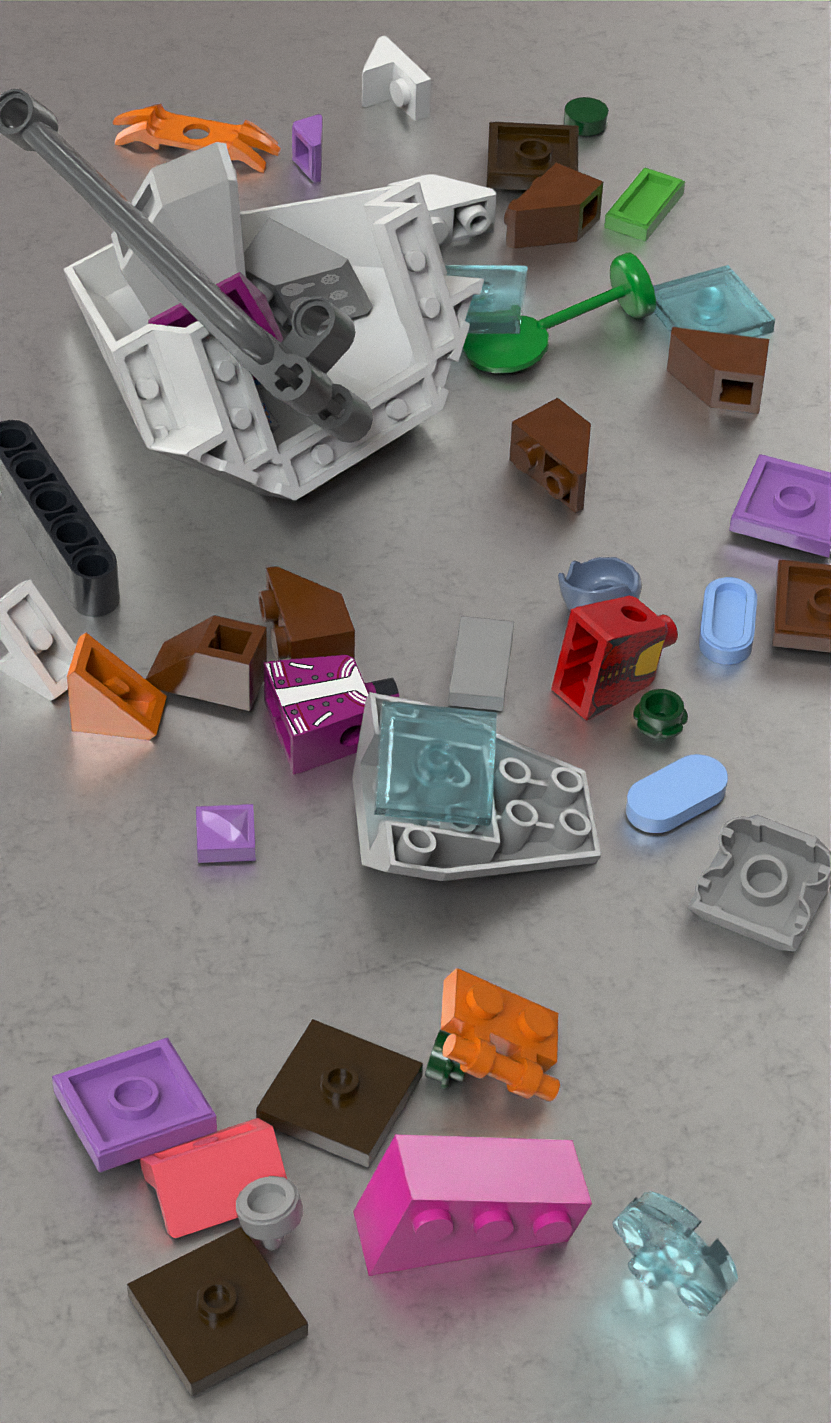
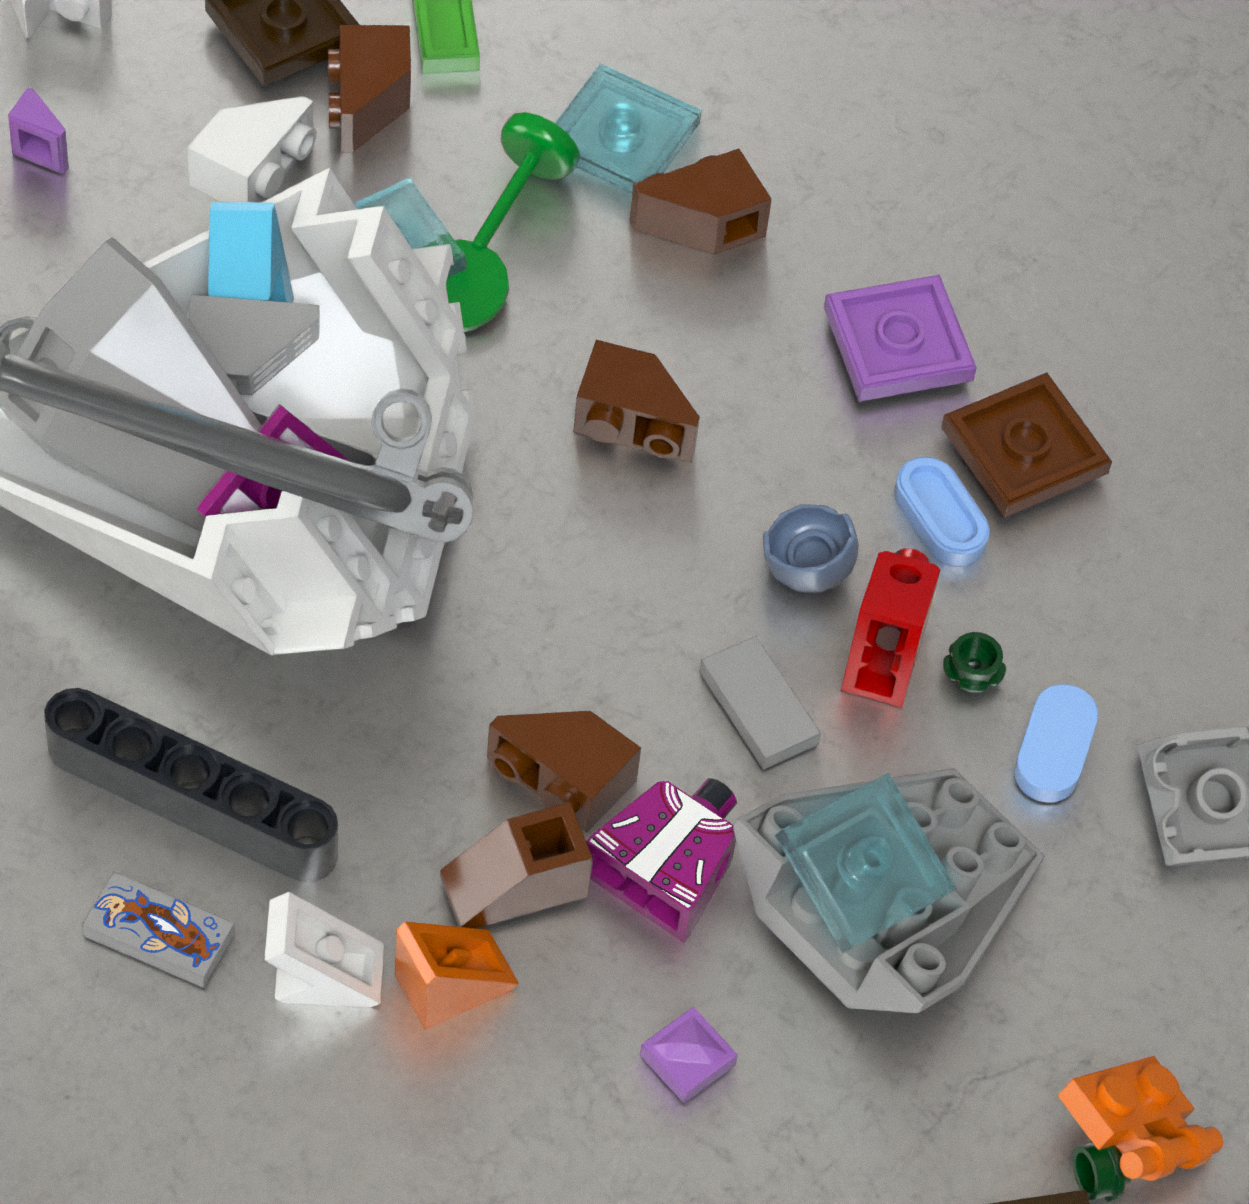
camera: 40 degrees left, 10 degrees up
(333, 216) = (247, 253): none -> medium azure slope

